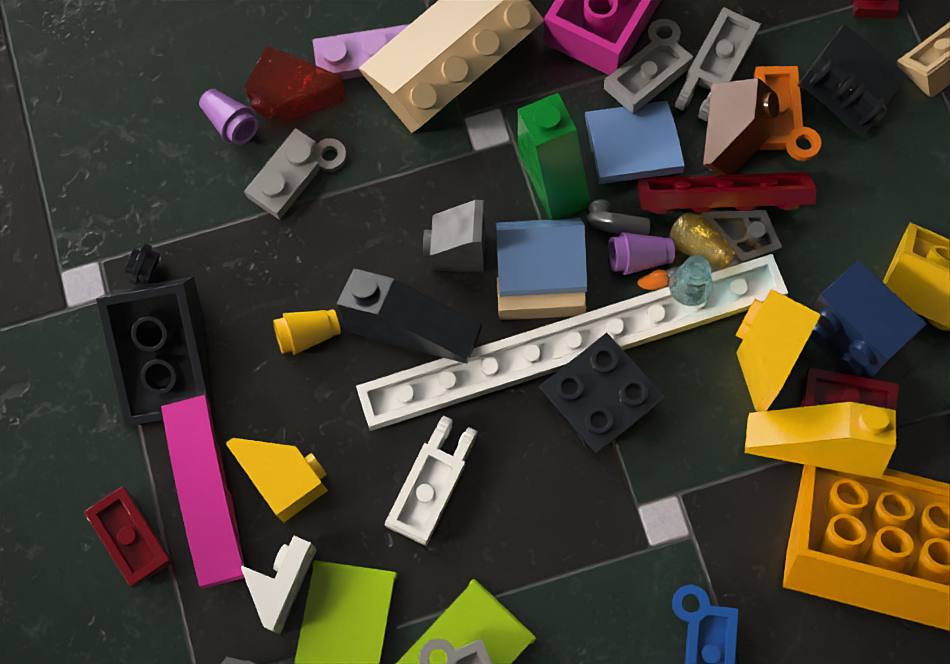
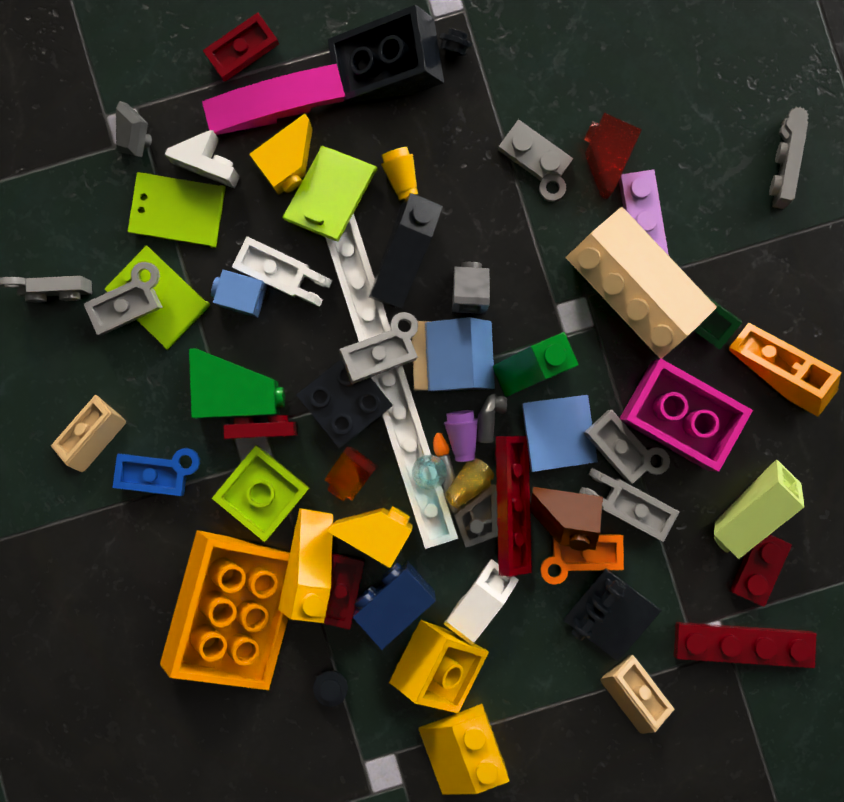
camera: 85 degrees right, 15 degrees up
(231, 119) = (583, 103): medium lavender cone -> none
(330, 417) = (330, 193): none -> lime container
(460, 534) = (239, 293): none -> medium blue brick
(540, 341) = (381, 351): none -> light grey hinge
(592, 543) = (230, 390): none -> green slope
(639, 483) = (246, 428): none -> dark red plate
(697, 381) = (350, 474): none -> clear red slope
(727, 503) = (260, 493): none -> lime plate
(854, 226) = (481, 603): none -> white slope

